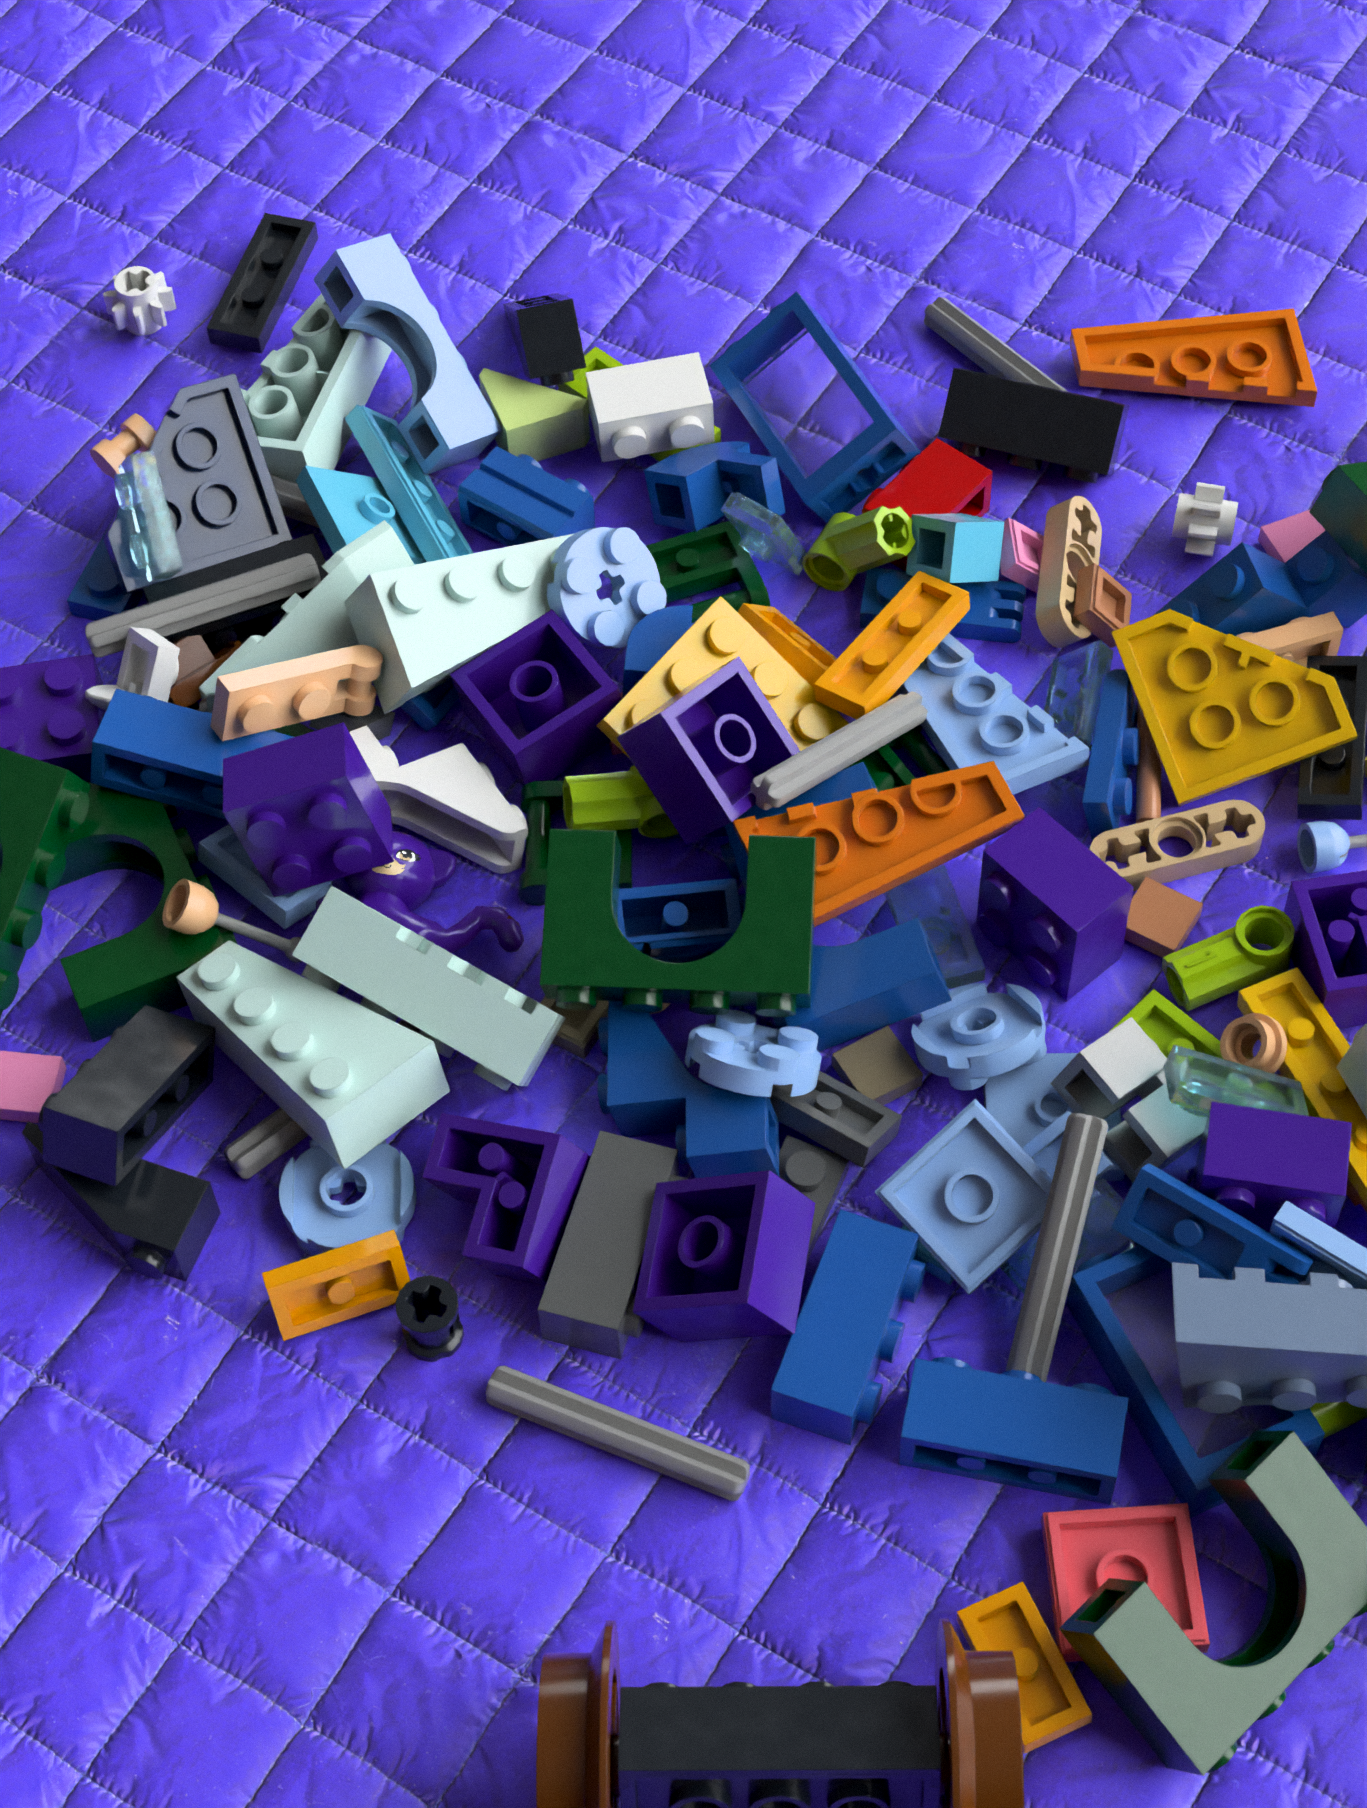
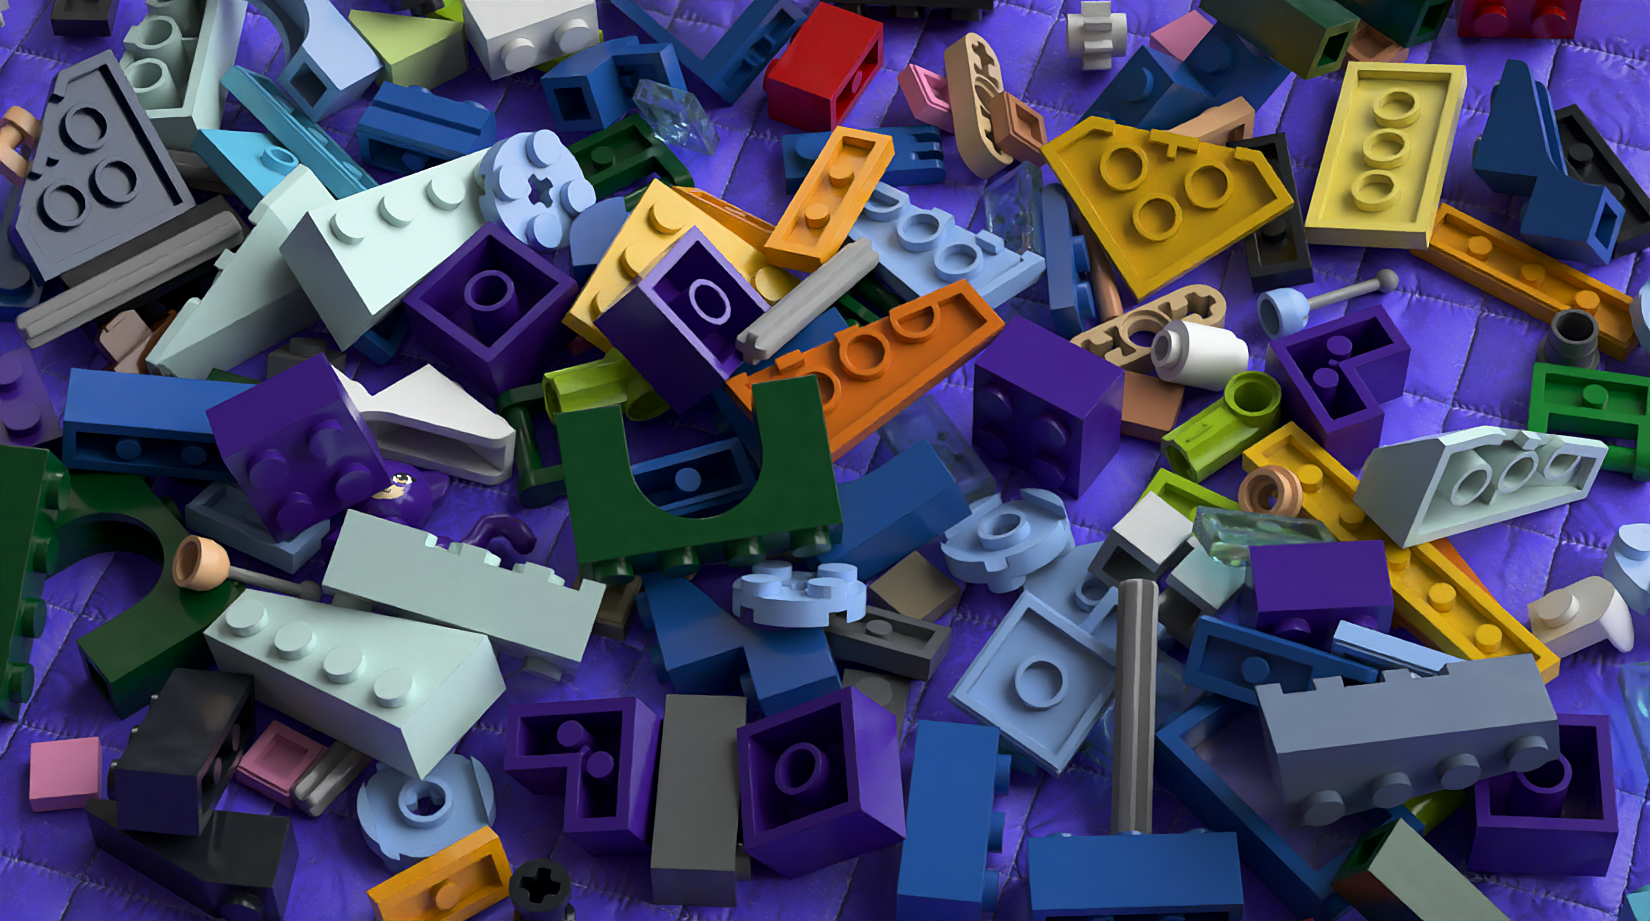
camera: 15 degrees left, 5 degrees down
(146, 668) = (86, 343): white plate -> none
(154, 539) = (65, 218): clear light blue plate -> none
(223, 1115) = (278, 762): none -> bright pink tile
(296, 691) = (254, 340): light nougat plate -> none
(856, 545) = (769, 113): lime piece -> none
(956, 547) = (866, 98): medium azure brick -> none
(1222, 877) = (1198, 355): none -> white brick

